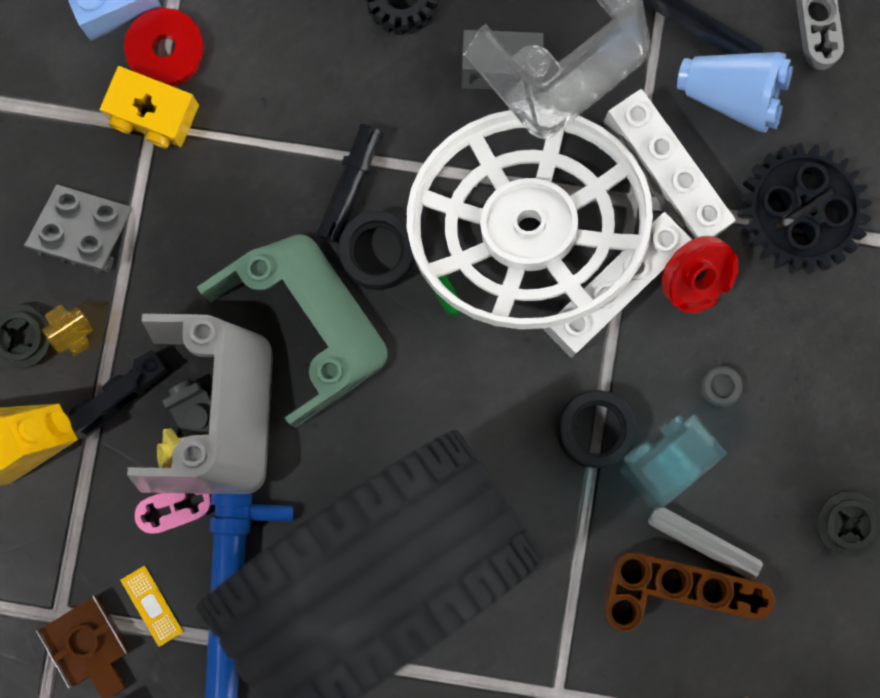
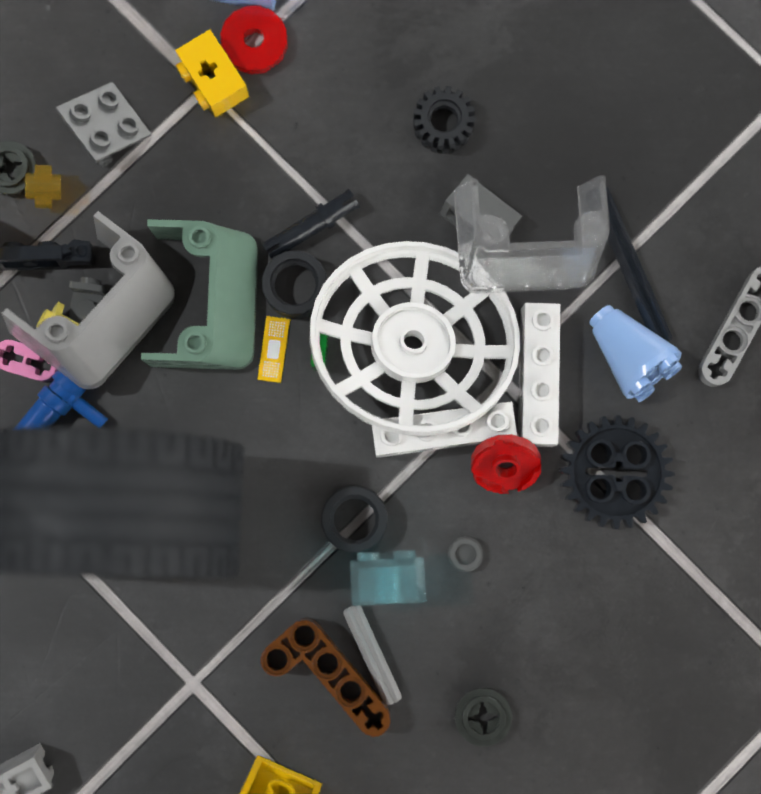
camera: 35 degrees right, 0 degrees up
(400, 326) = (273, 349): none -> yellow sticker

